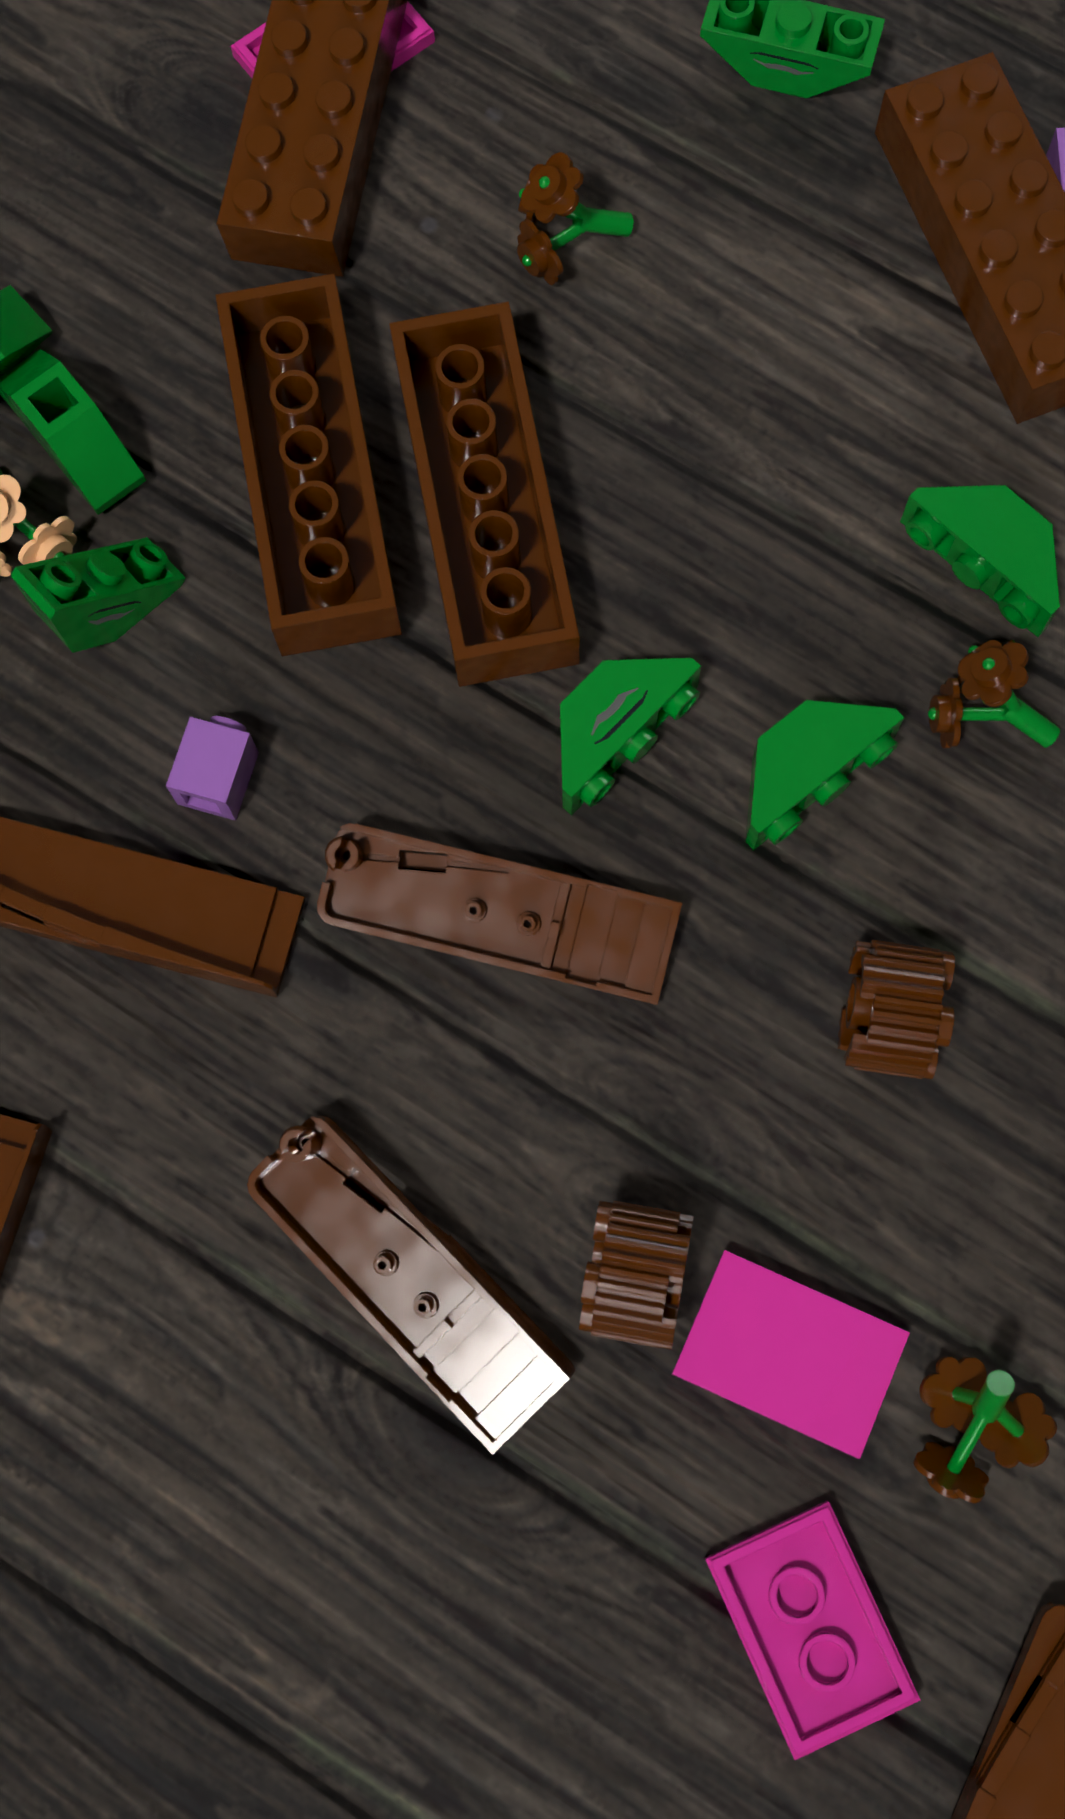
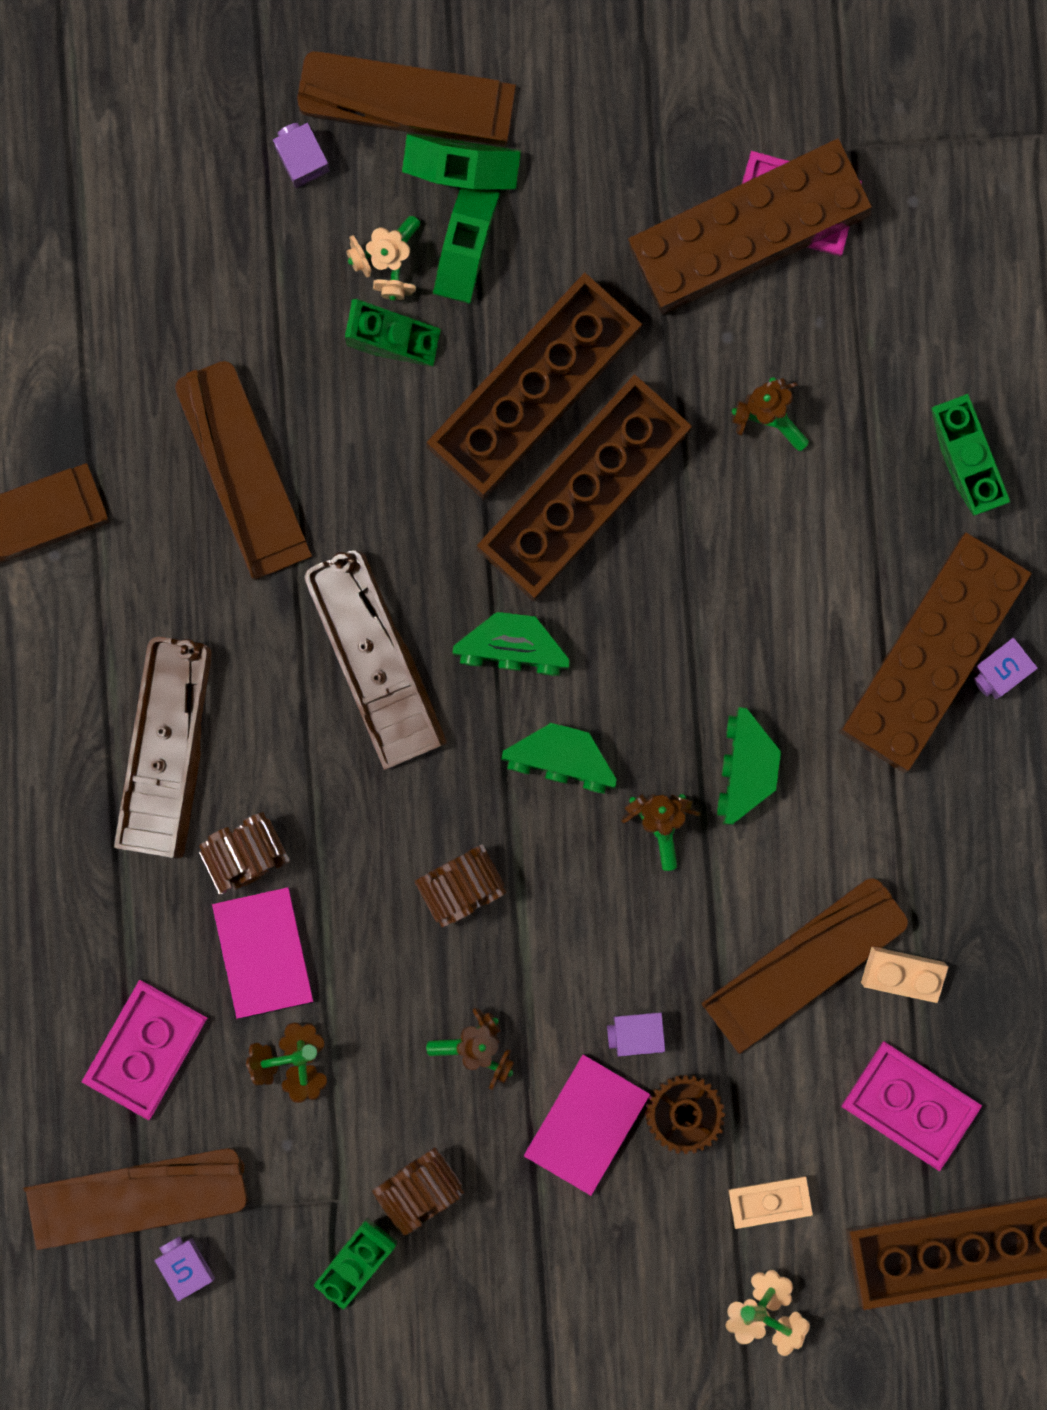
camera: 45 degrees right, 10 degrees up
(213, 766) = (343, 461): medium lavender brick -> none

